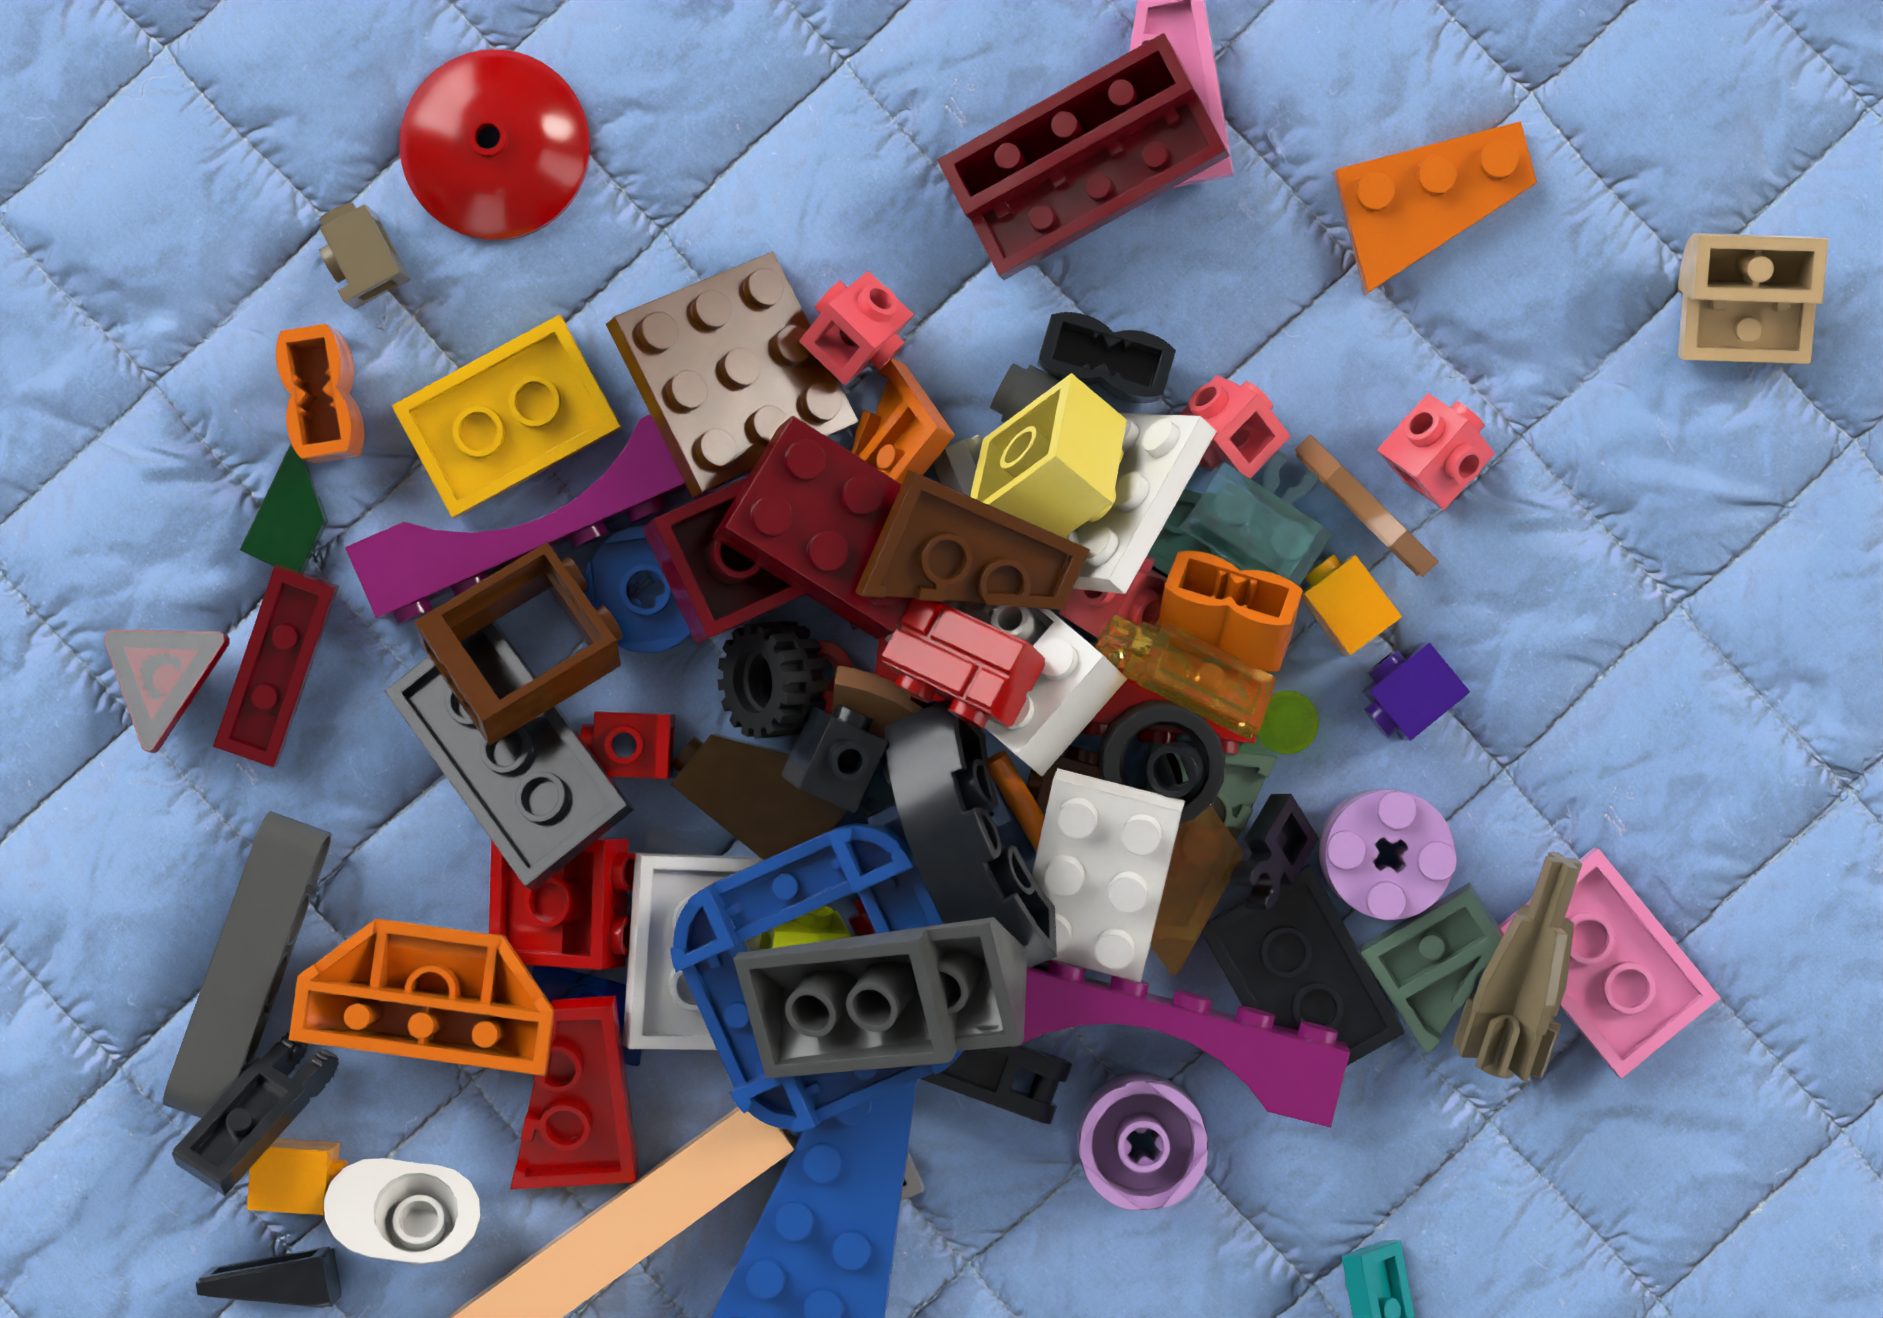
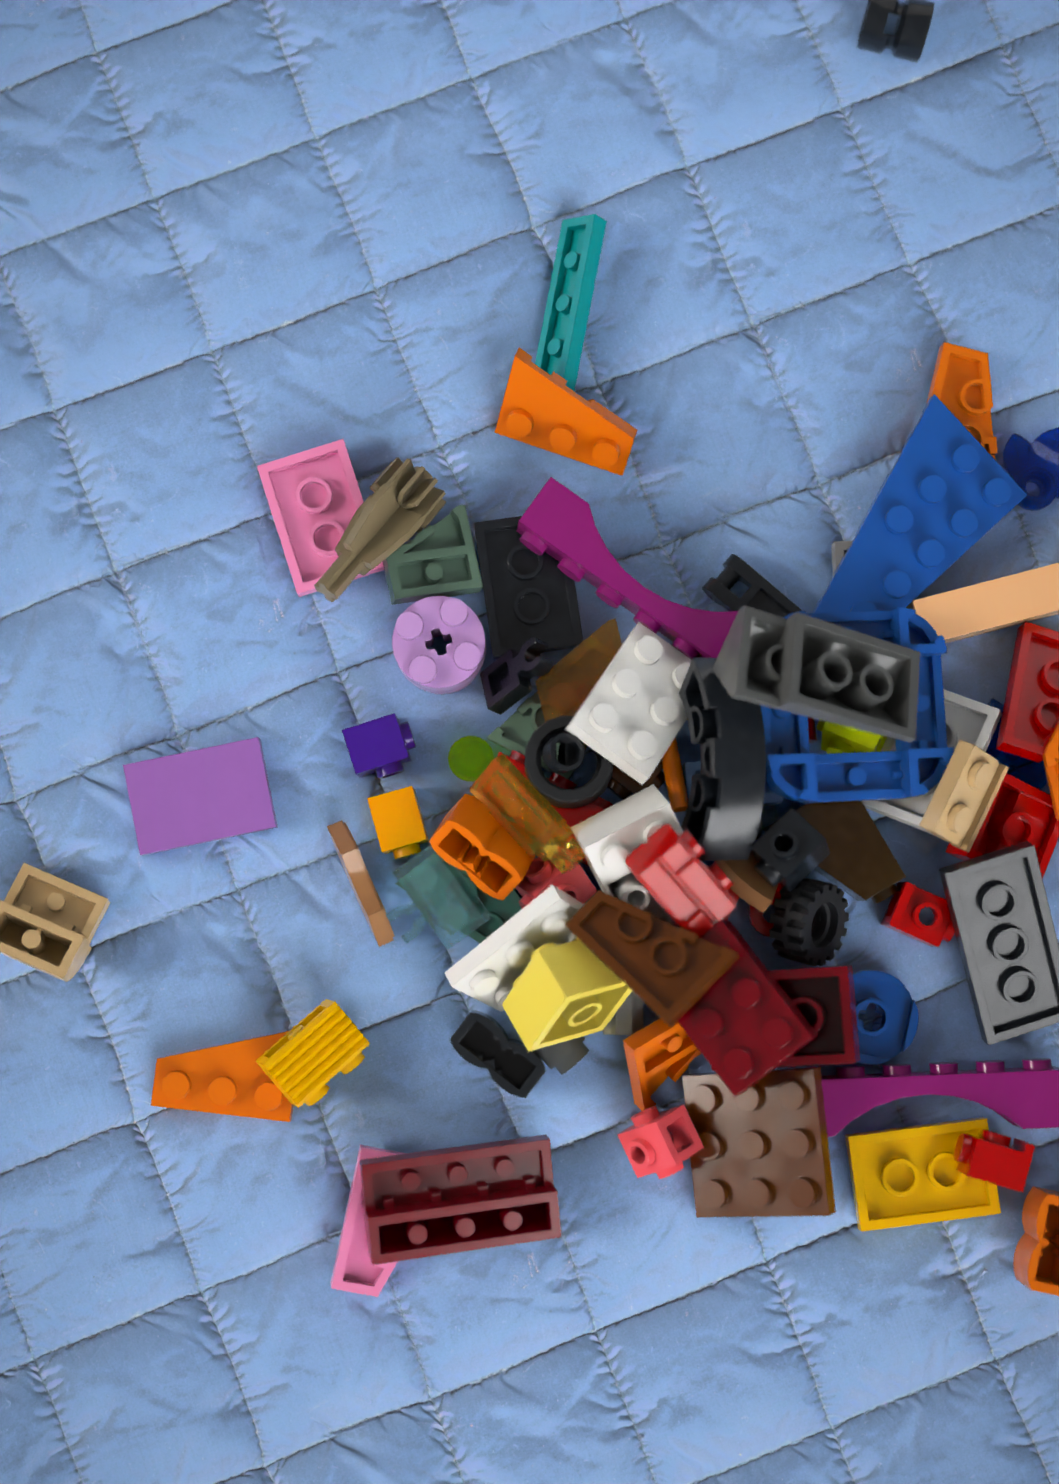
camera: 155 degrees left, 5 degrees down
(360, 254) = (983, 1328): dark tan brick -> none
(429, 468) = (993, 1159): none -> red brick
(491, 599) = (980, 1050): reddish brown window -> none
(520, 180) = (838, 1345): red dish -> none
(637, 915) = (964, 796): none -> tan plate
(1142, 1178) = (682, 493): lavender brick -> none
(1244, 425) = (424, 969): coral brick -> none
(1339, 265) = (314, 1054): none -> yellow brick
(1354, 1213) = (555, 418): none -> orange wing
(1437, 449) = (297, 902): coral brick -> none
(1617, 538) = (200, 796): none -> medium lavender tile

